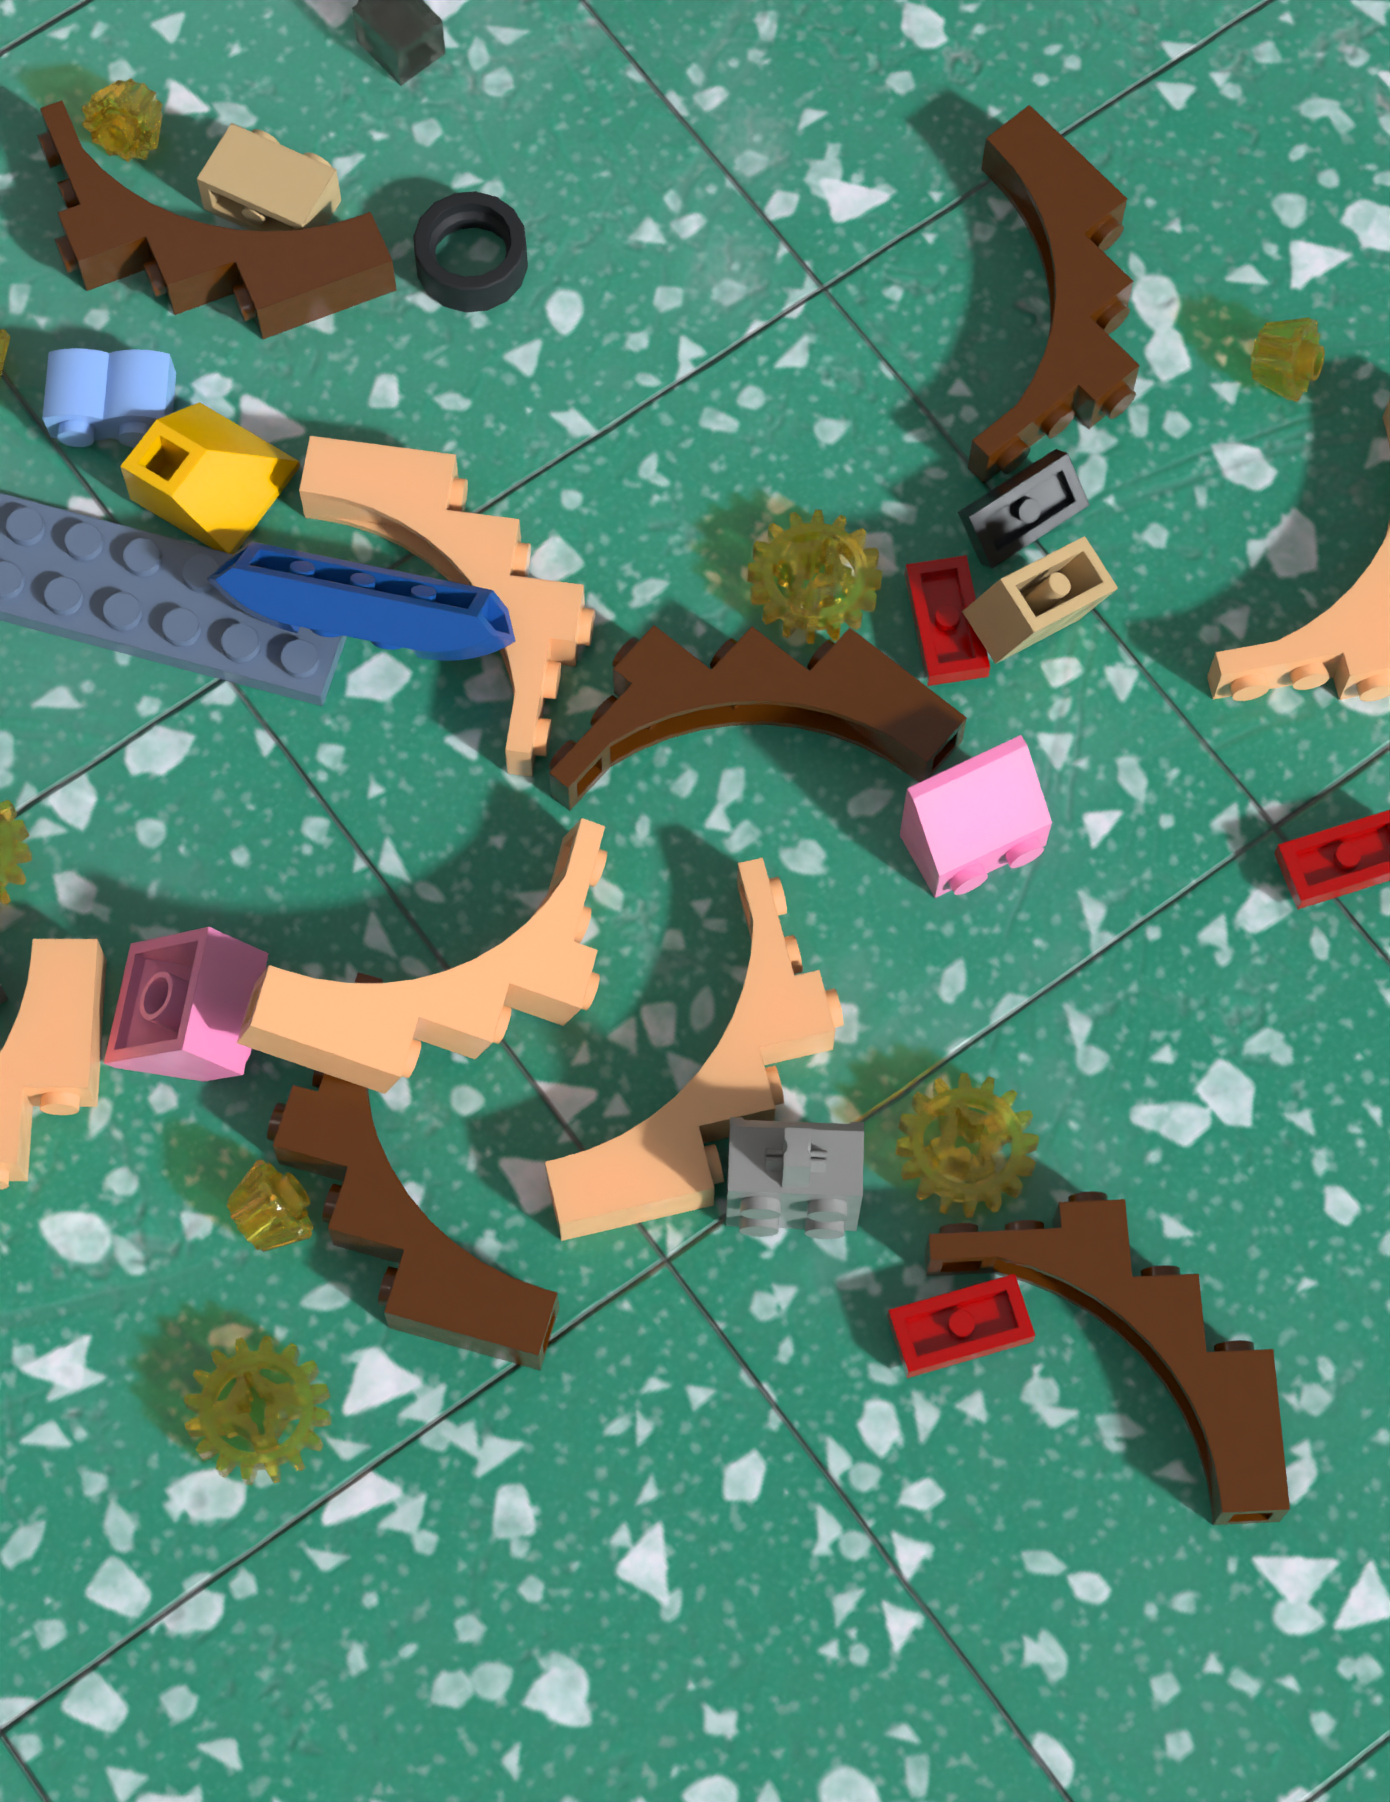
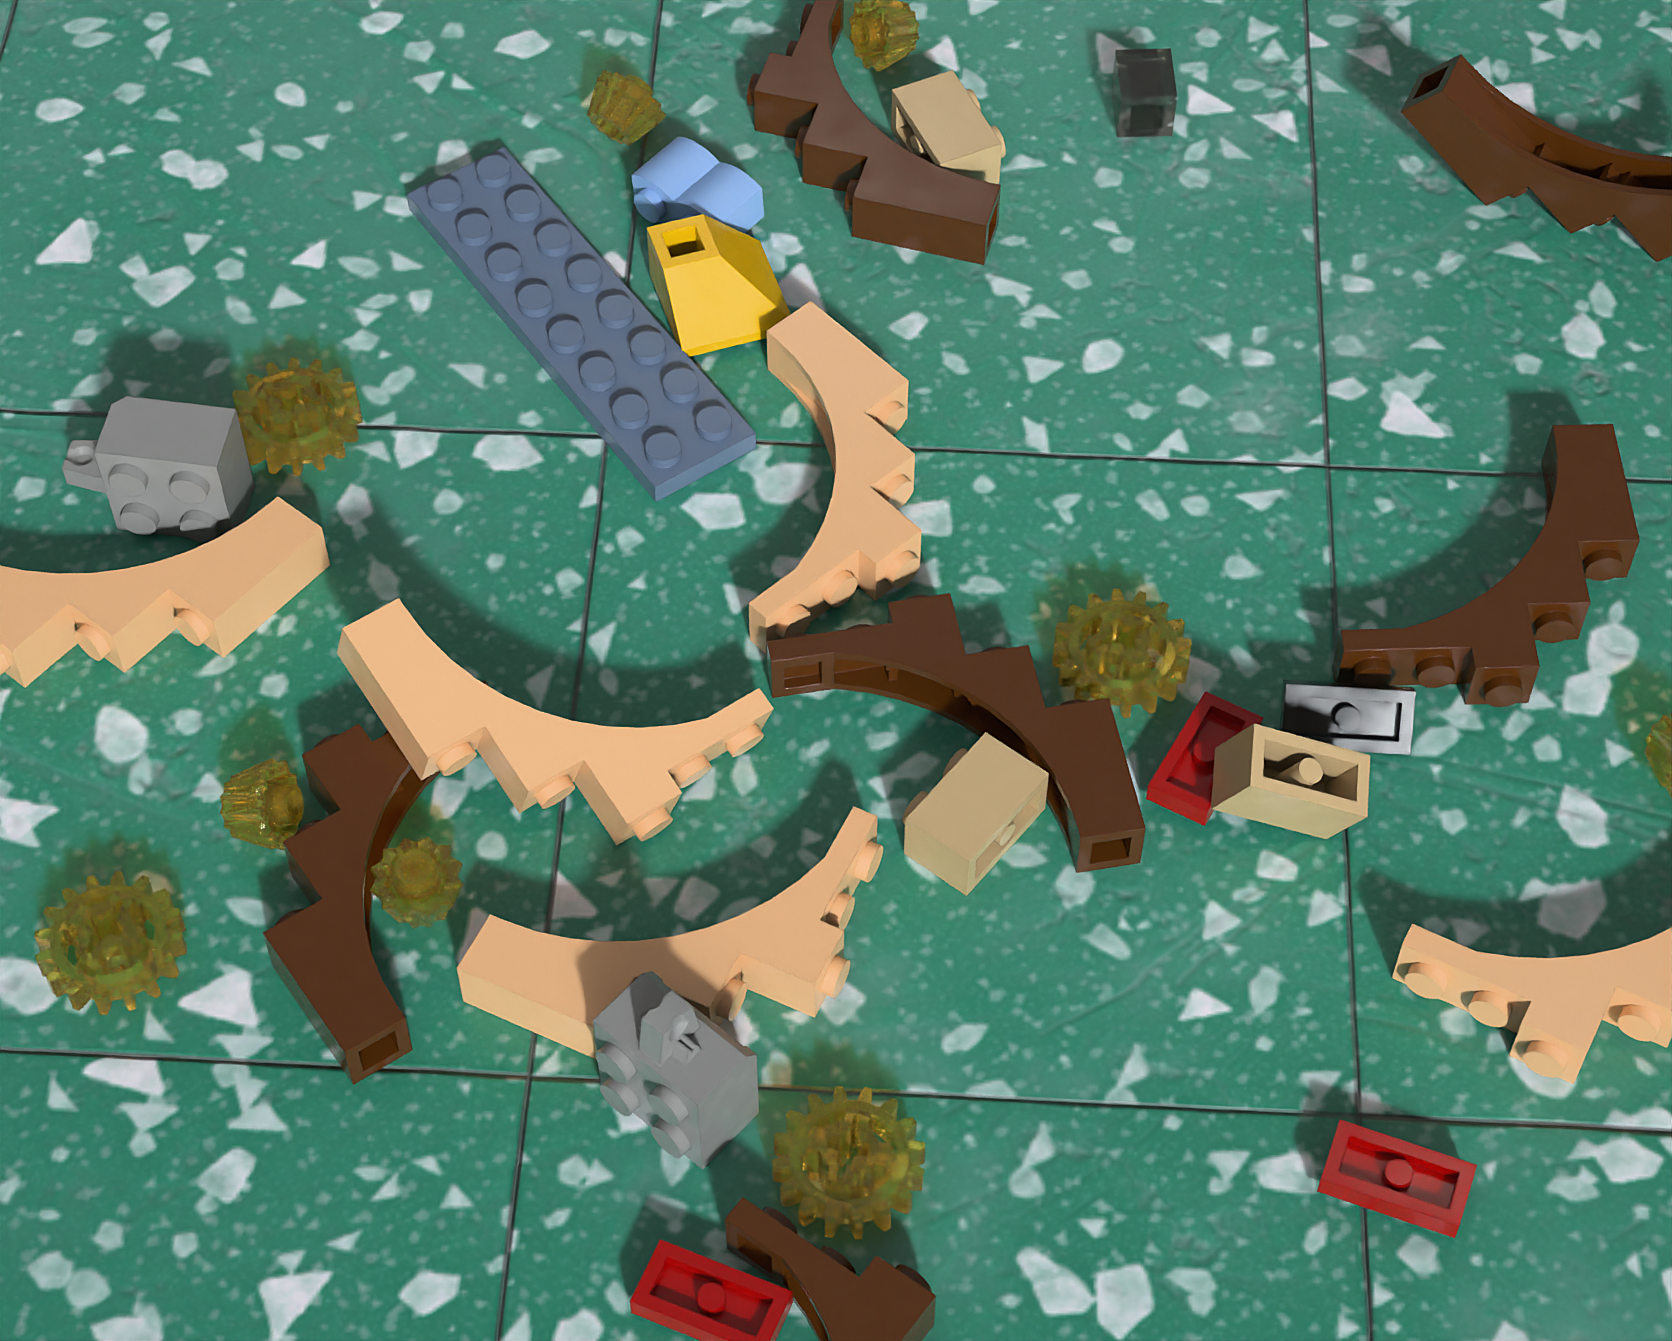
camera: 40 degrees right, 15 degrees down
(185, 1006) = (311, 628): bright pink slope -> none
(364, 602) = (749, 441): blue brick -> none
(451, 1174) = (417, 881): none -> clear yellow piece
(463, 212) = (1068, 235): black tyre -> none
(819, 795) = (974, 812): none -> tan brick
(976, 819) = (1084, 908): bright pink slope -> none

